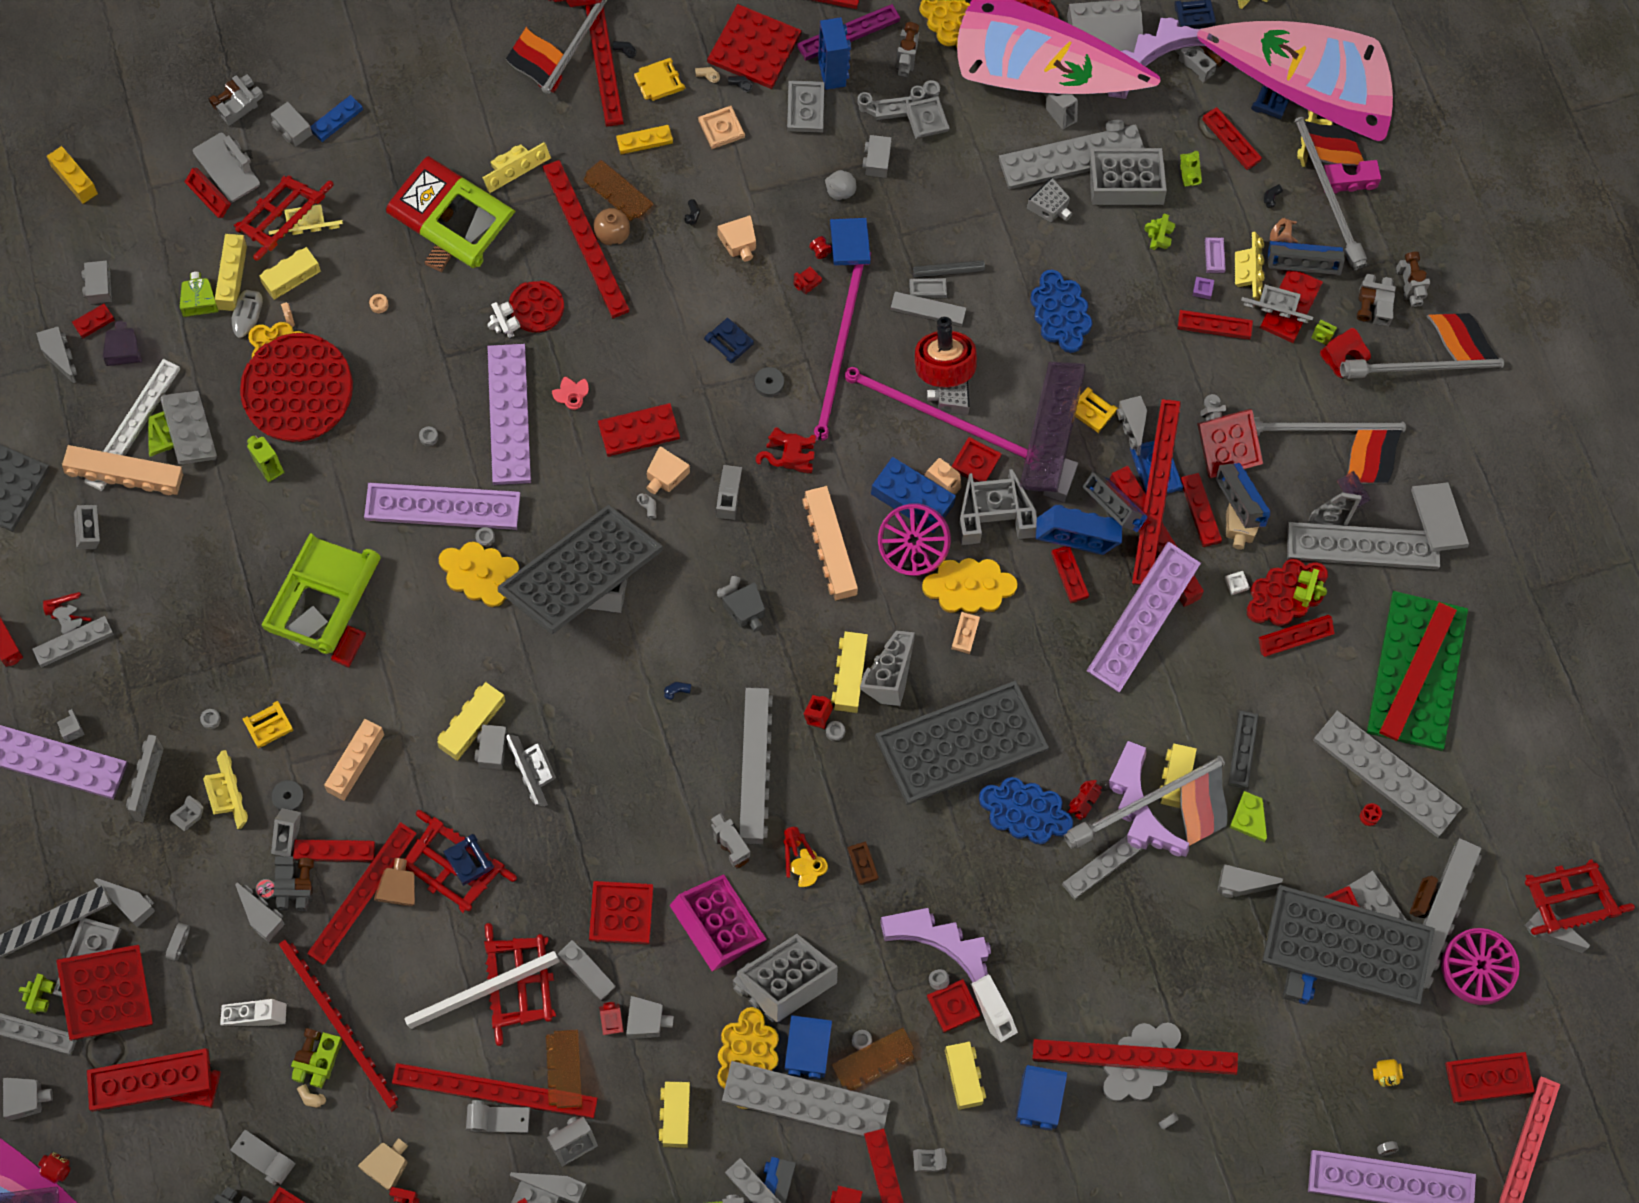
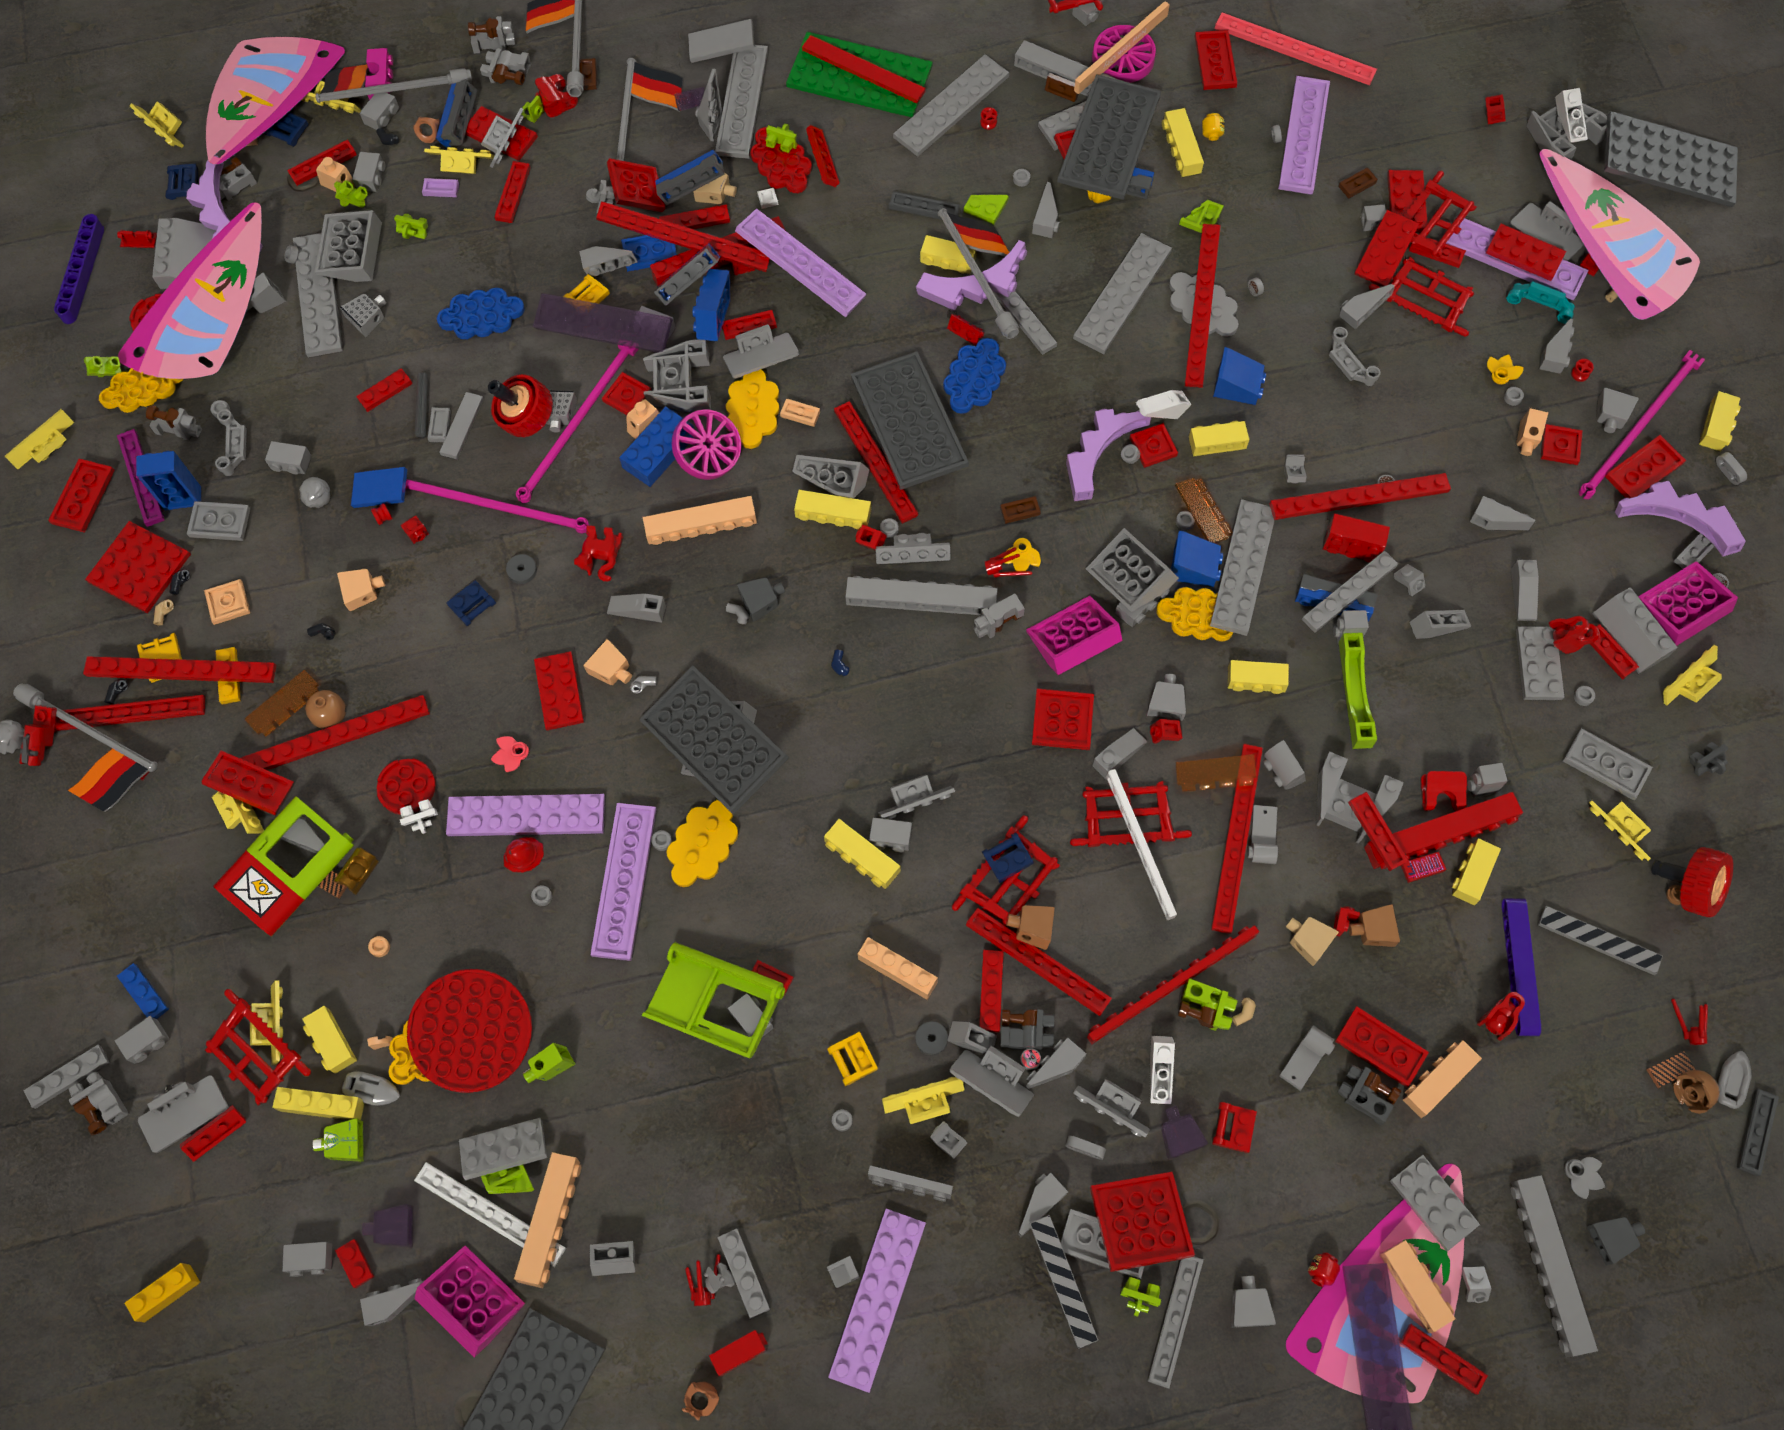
camera: 80 degrees left, 0 degrees up
(57, 415) = (468, 1300): none -> dark pink slope
(149, 1080) = (1233, 1172): red plate -> none
(188, 1031) = (1181, 1134): none -> clear purple torso
(217, 968) = (1115, 1103): none -> light grey bracket
(242, 852) = (995, 1078): none -> light grey bracket
(261, 72) = (66, 1076): none -> light grey plate
(444, 271) = (357, 870): none -> pearl gold piece
(469, 416) = (523, 854): none -> red piece
(530, 170) = (247, 782): none -> red plate
(644, 98) = (180, 669): none -> red plate
(811, 754) = (912, 549): none -> light grey bracket
(926, 117) = (252, 412): light grey tile -> none
(927, 704) = (875, 462): none -> red tile
(964, 233) = (384, 390): none -> red plate
(1034, 586) = (759, 350): none -> light grey bracket
(1149, 971) = (1122, 293): none -> light grey plate
(1203, 287) = (473, 198): medium lavender plate -> none
(1213, 148) = (332, 171): none -> light nougat torso
(1224, 183) = (368, 171): none -> light grey brick
(1258, 1061) = (1205, 214): none -> lime wing
(1295, 855) = (1021, 177): none -> light grey tile
(1303, 183) = (379, 110): none -> light grey brick
(1361, 1037) = (1183, 142): none -> light yellow brick
(1378, 383) = (589, 71): none -> reddish brown plate
(1479, 958) = (1121, 47): none -> light nougat tile

